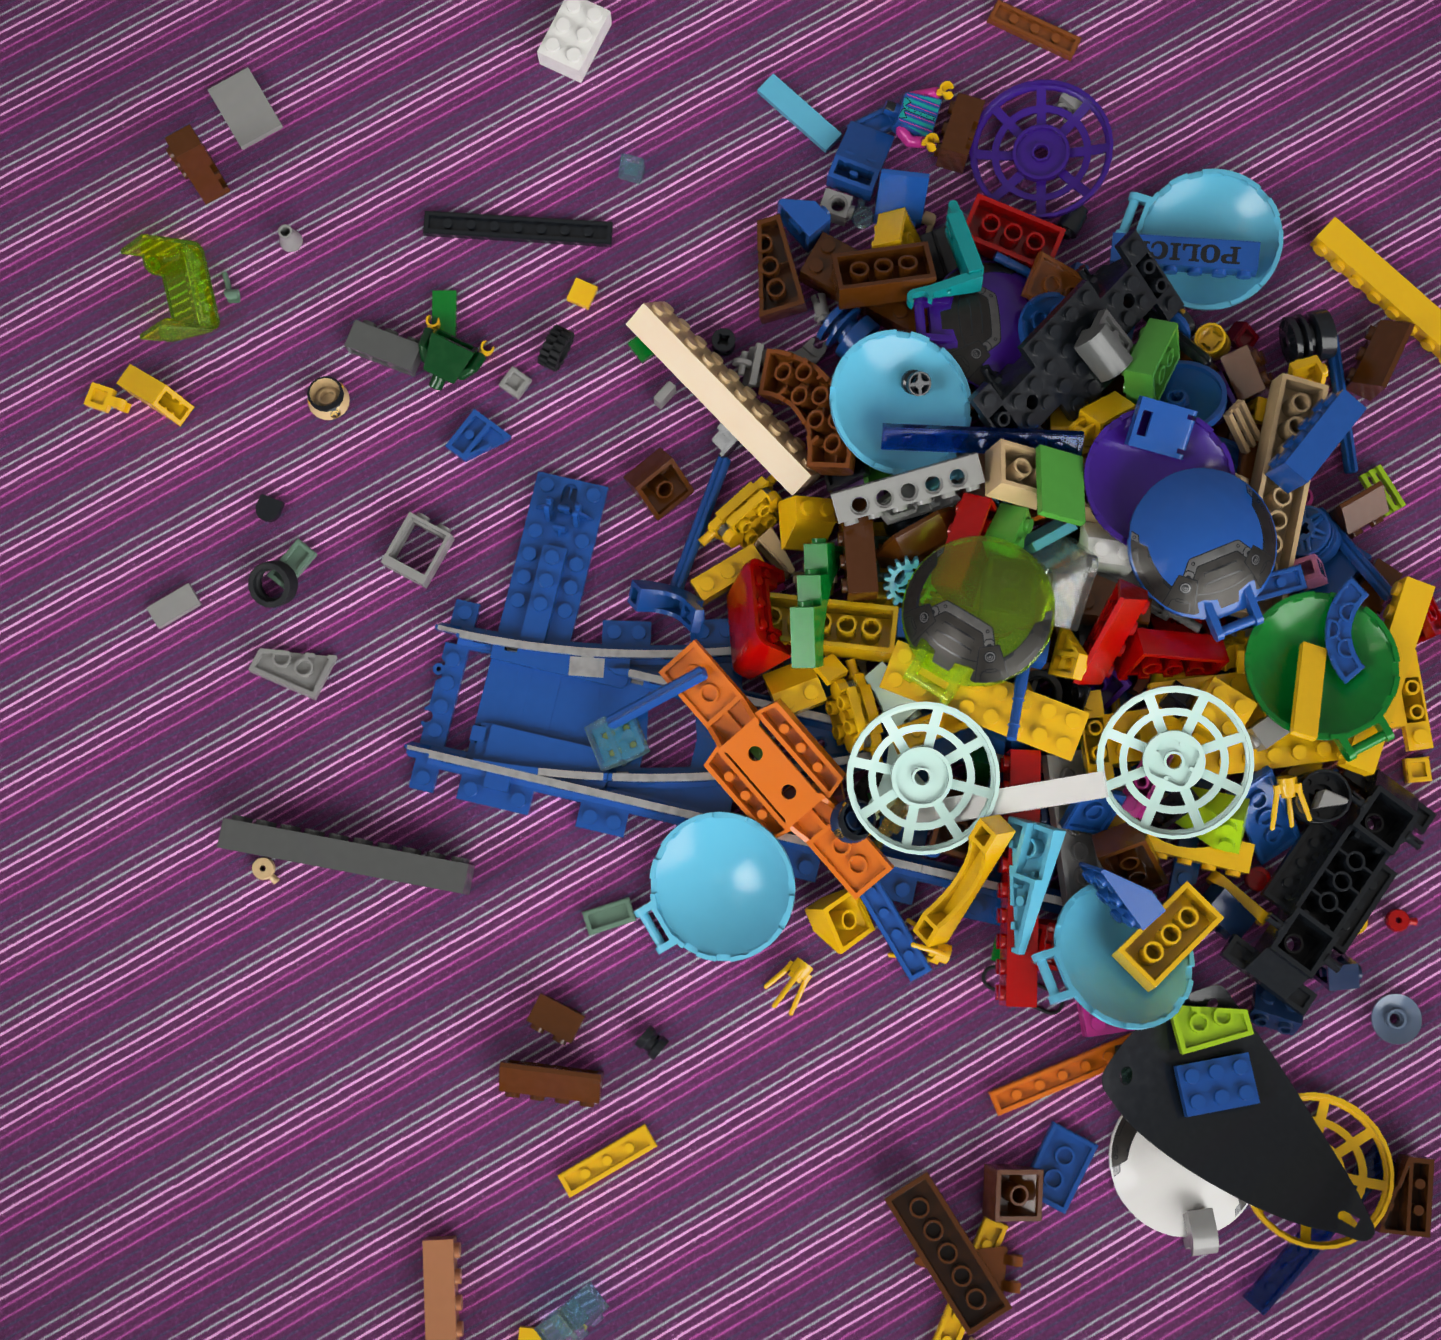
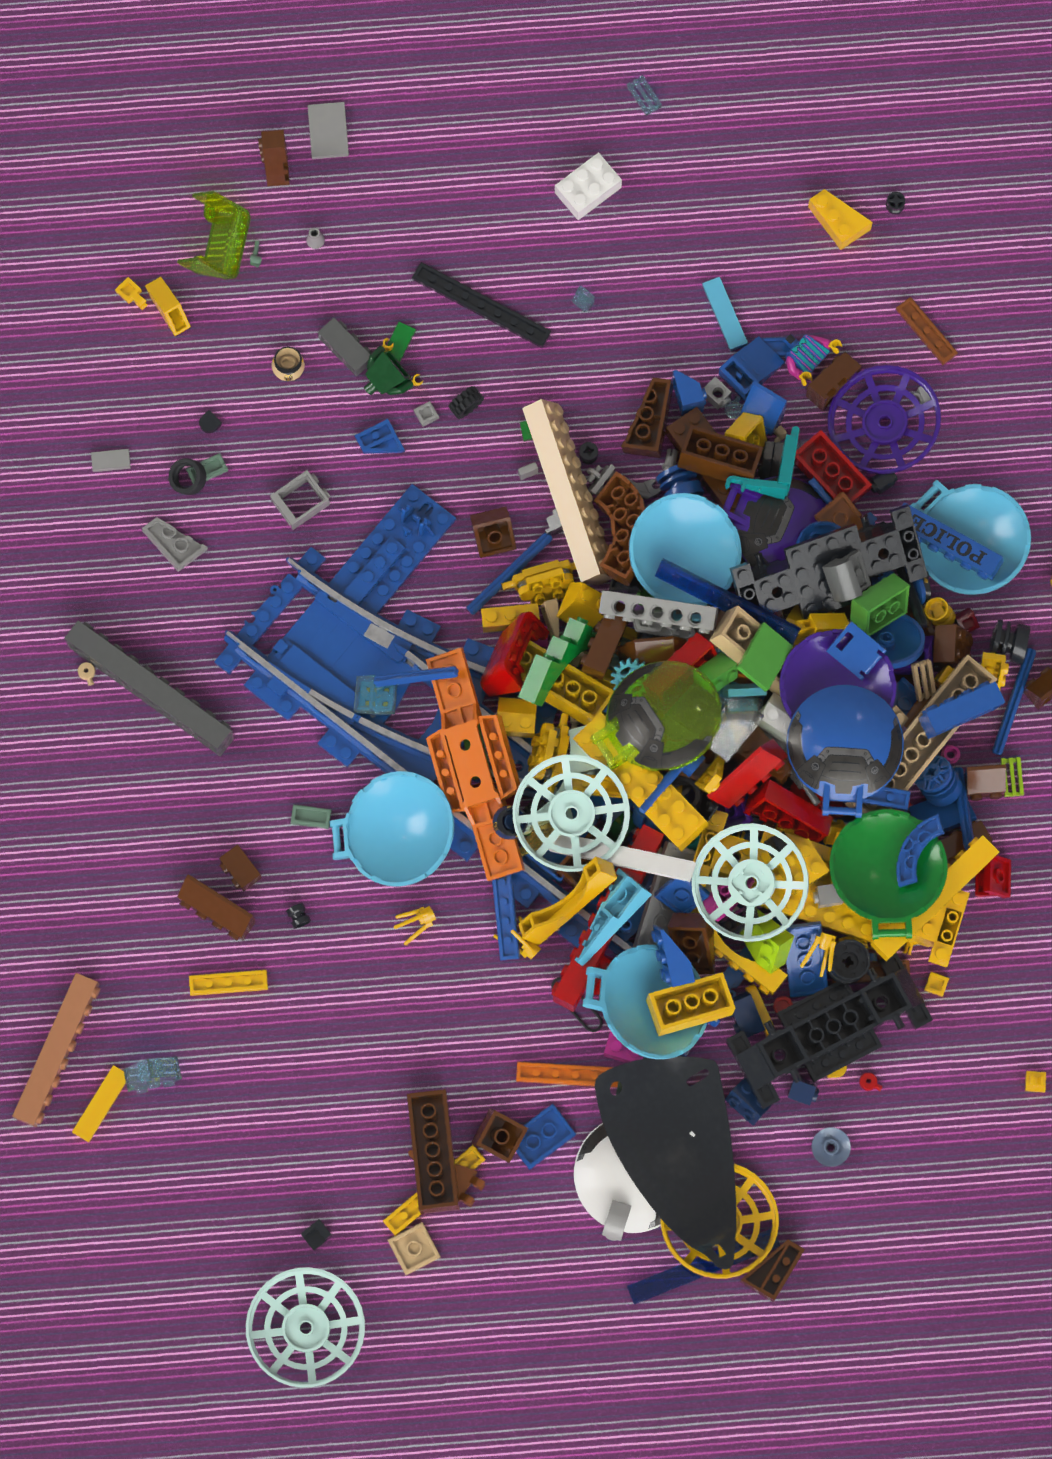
camera: 25 degrees right, 5 degrees down
(582, 293) = (504, 372): yellow tile -> none
(667, 600) = (457, 615): blue arch -> none
(832, 670) = (547, 714): yellow tile -> none
(840, 920) = (471, 893): yellow slope -> none
(919, 386) = (707, 542): black wheel -> none
(1208, 1026) = (691, 1084): lime wing -> none
(1216, 1084) = (678, 1127): blue plate -> none
(1308, 691) = (868, 878): yellow tile -> none
(1313, 571) = (923, 805): bright pink brick -> none
(1327, 799) = (850, 963): light grey slope -> none

